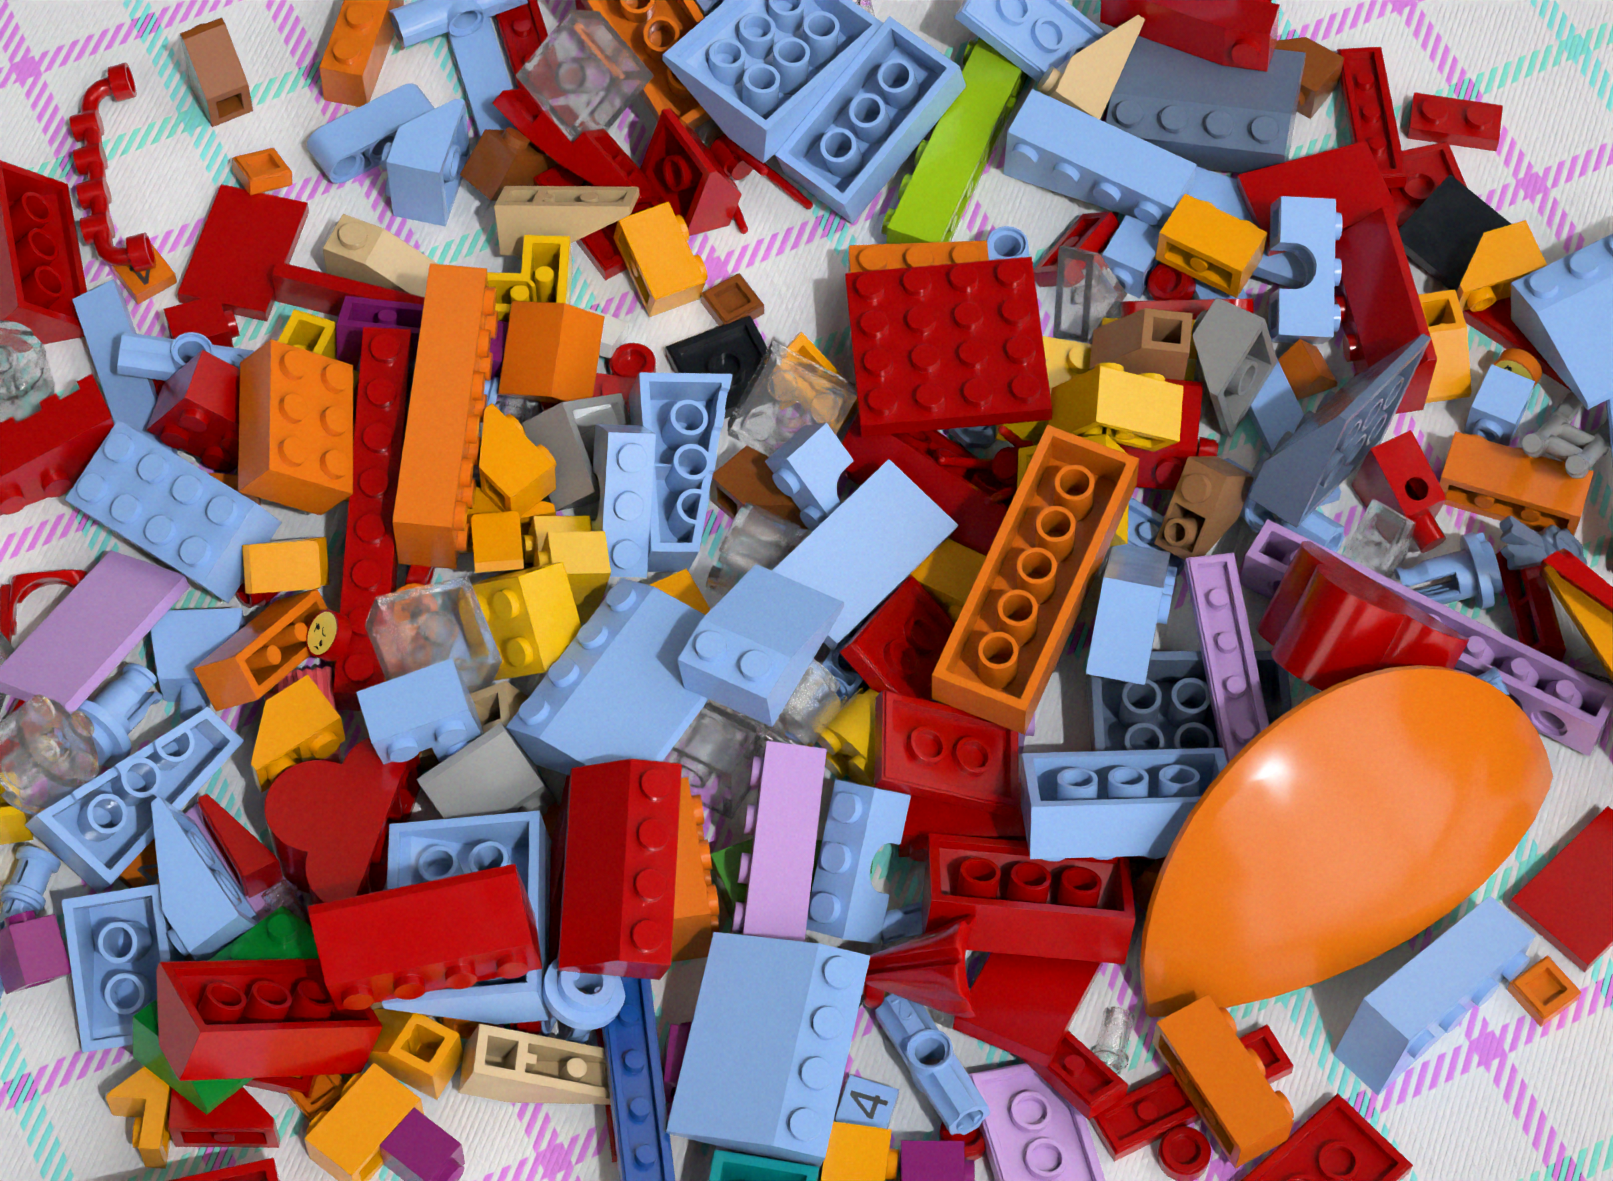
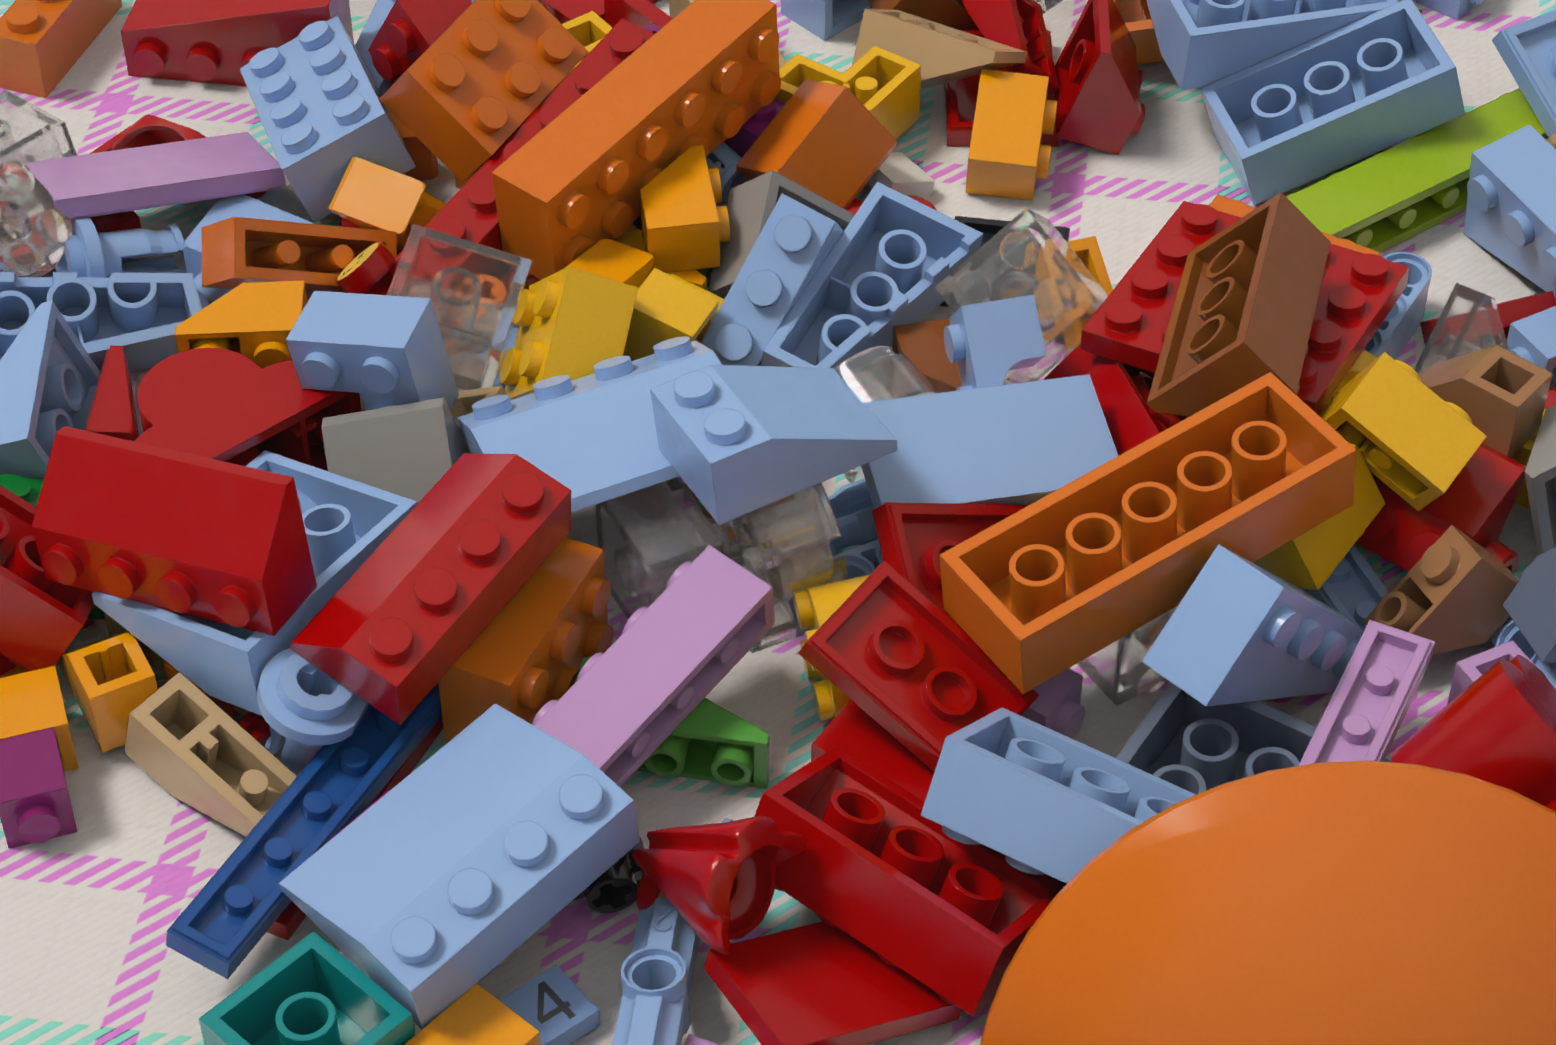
camera: 35 degrees right, 15 degrees down
(732, 301) = (1066, 209): dark orange tile -> none
(740, 163) = (1166, 102): red plant -> none
(855, 829) = (757, 685): light blue arch -> none
(973, 371) = (1242, 309): none -> dark orange slope

